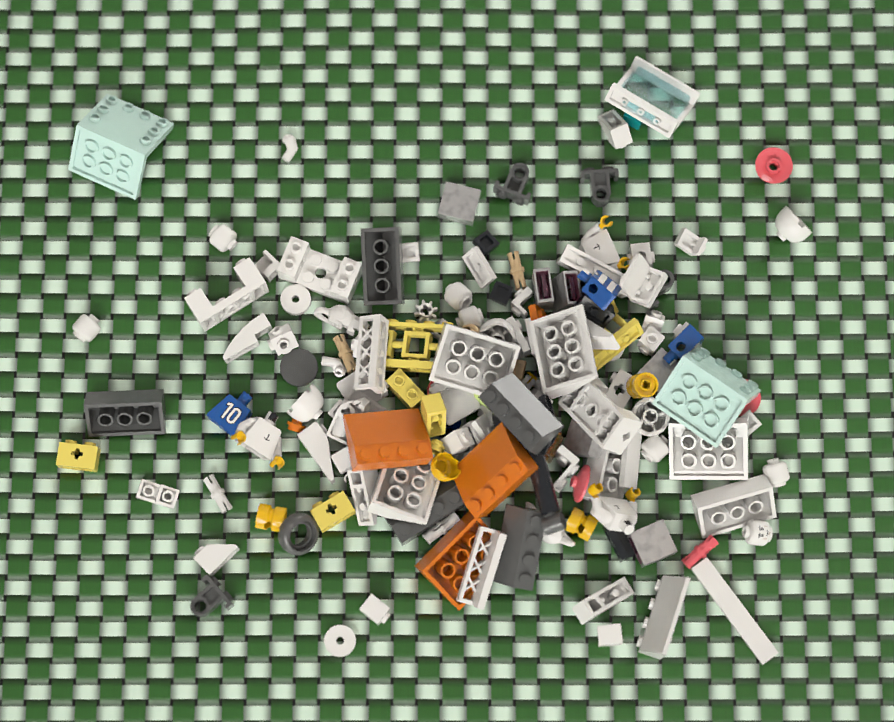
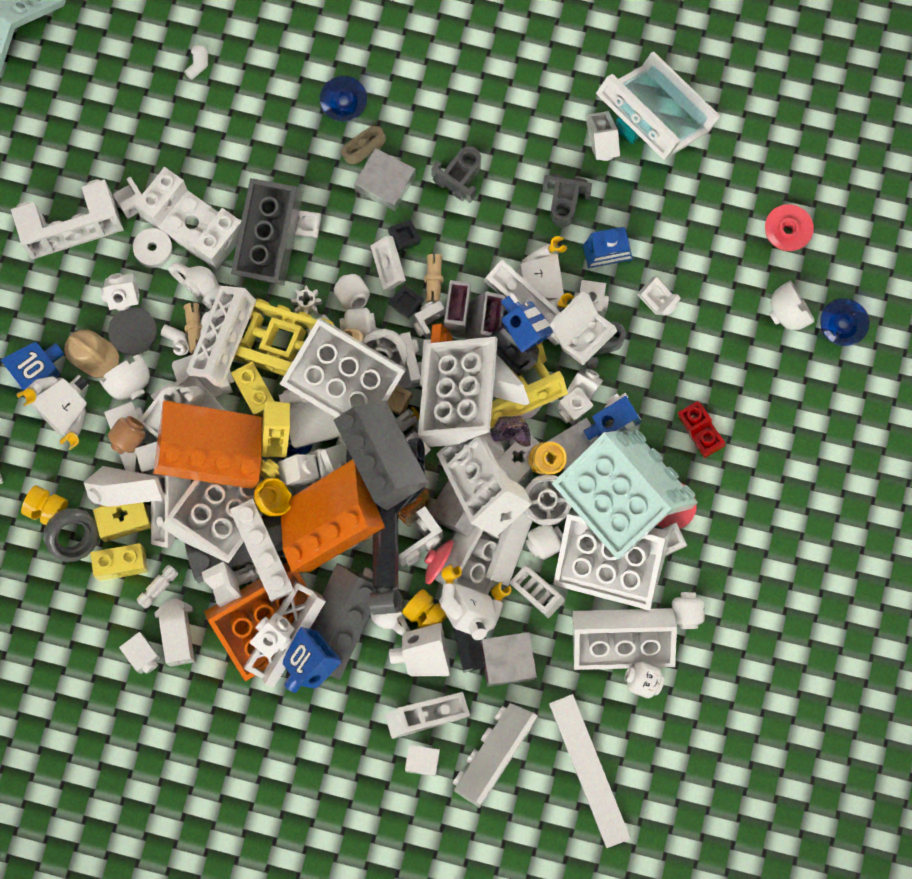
camera: 15 degrees right, 0 degrees up
(223, 237) = (85, 150): white head -> none
(247, 338) = (78, 279): white slope -> none
(271, 392) = (91, 353): none -> tan piece
(295, 425) = (107, 401): orange plate -> none
(321, 447) = (126, 435): none -> medium nougat head
(323, 489) = (122, 487): none -> white slope
(332, 636) = (95, 688): white piece -> none
(340, 545) = (119, 562): none -> light yellow brick
(373, 556) = (157, 586): none -> white axle
(397, 586) = (176, 632): none -> white piece
(406, 141) = (343, 88): none -> clear blue dish
(424, 541) = (223, 582): none -> white panel
(435, 181) = (363, 145): none -> dark tan plate
(448, 508) = (261, 550): none -> white plate
(474, 569) = (272, 635): none -> white brick
(506, 582) = (309, 660): none -> blue torso
(588, 554) = (423, 652): none -> white torso
(609, 370) = (512, 428): none -> plate
(643, 214) = (608, 247): none -> blue torso
(669, 484) = (552, 605): none -> white slope
(700, 551) = (565, 685): coral pin -> none
(748, 334) = (701, 429): none -> red slope
(840, 221) = (852, 314): none -> clear blue dish

